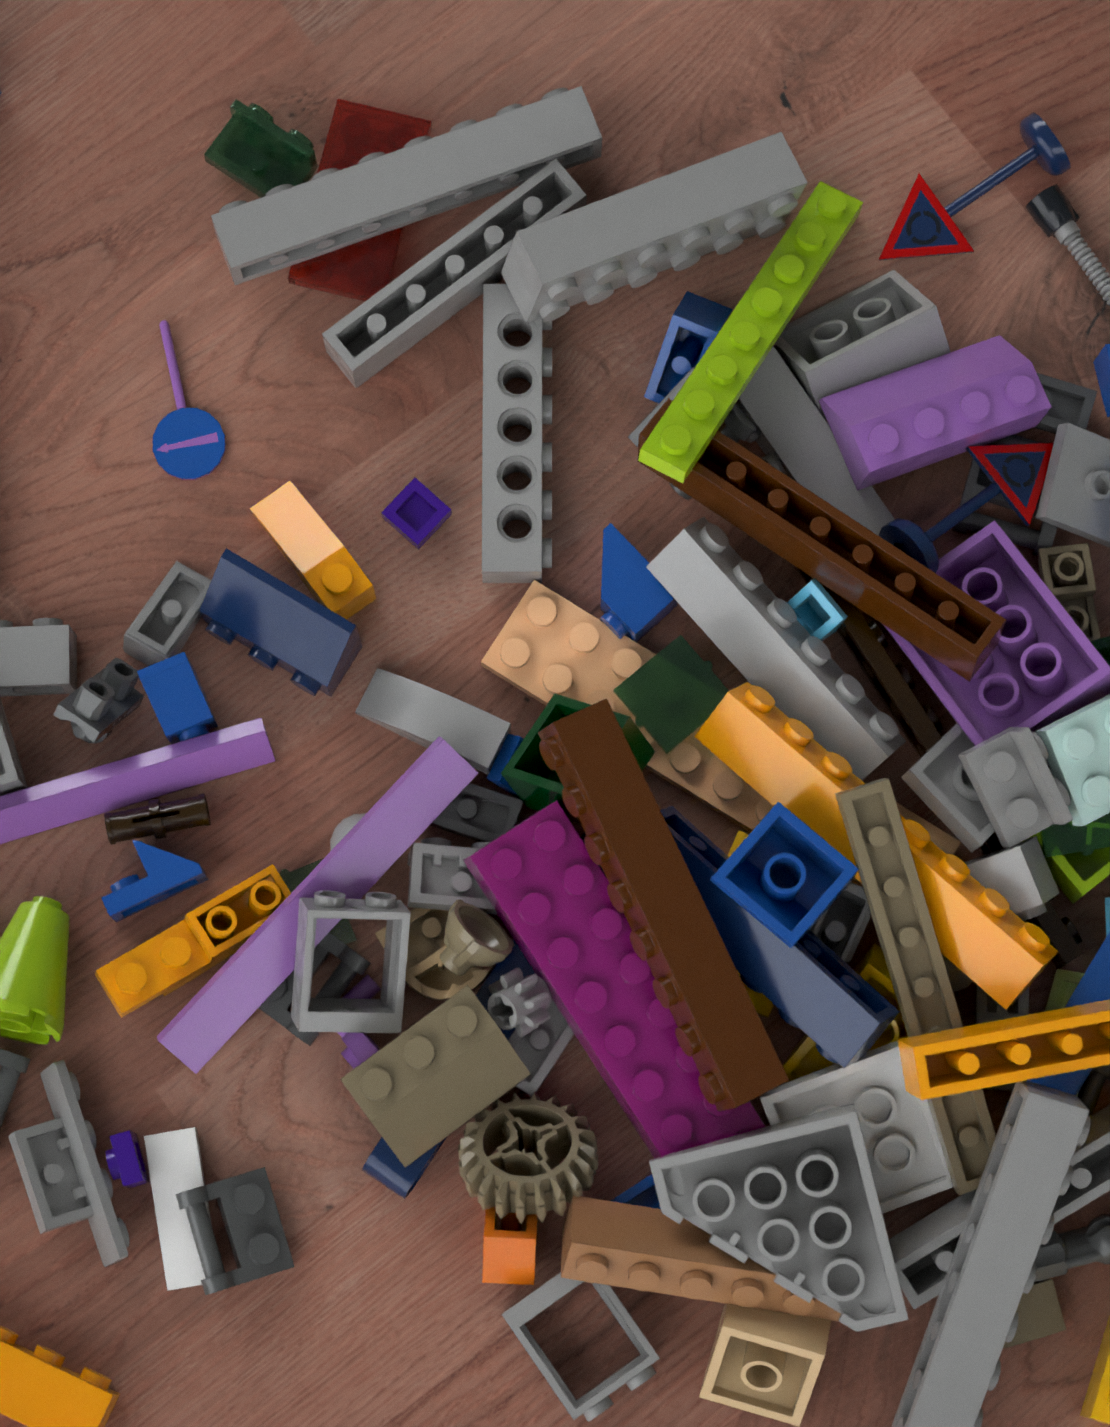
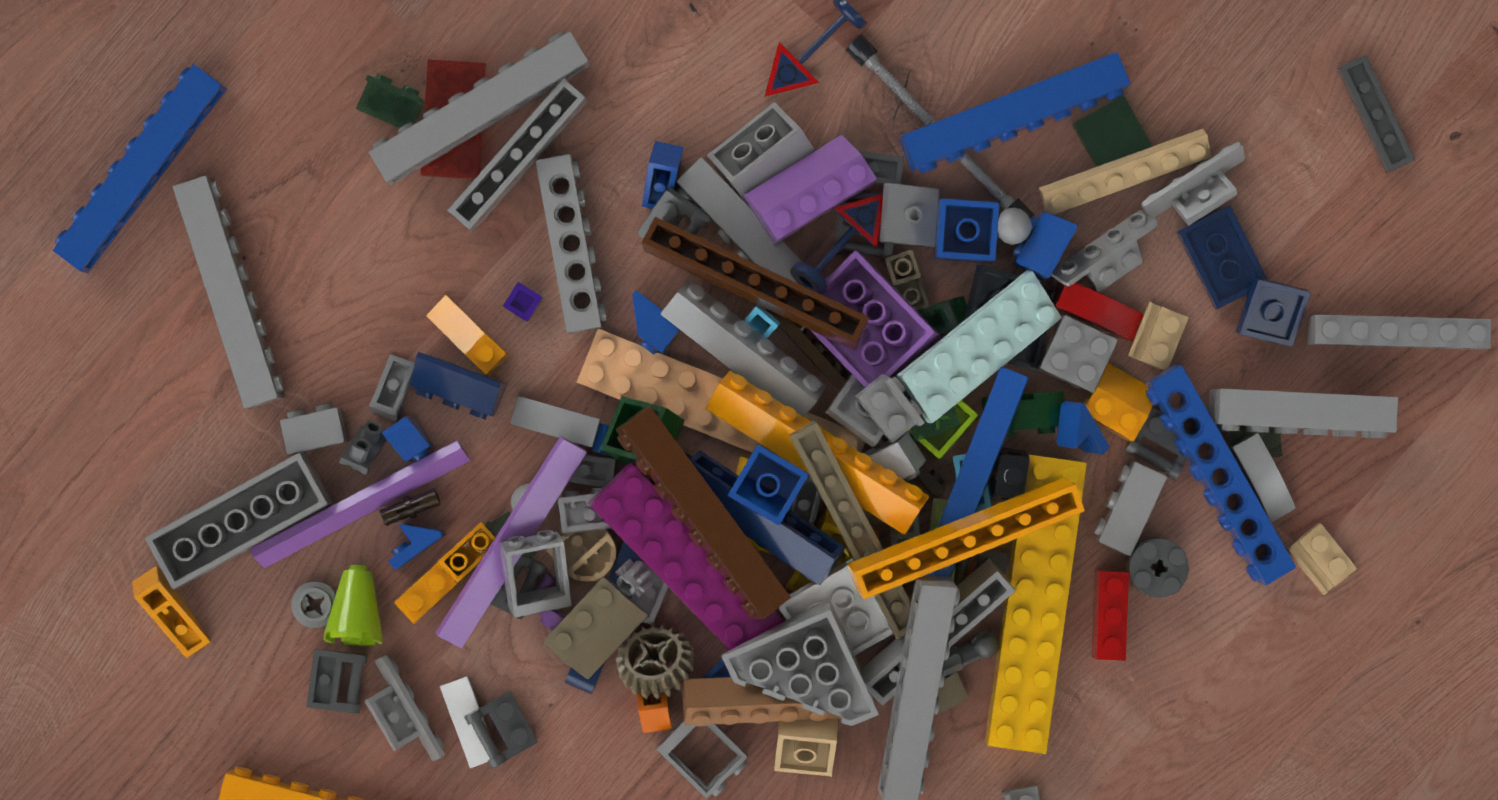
camera: 10 degrees left, 10 degrees up
(126, 1160) = (433, 702): dark purple plate -> none
(188, 439) = (382, 280): blue piece -> none
(473, 939) = (602, 547): dark tan piece -> none
(653, 228) = (628, 111): light grey brick -> none
(672, 694) = (689, 382): clear green piece -> none
(749, 333) = (696, 163): lime plate -> none

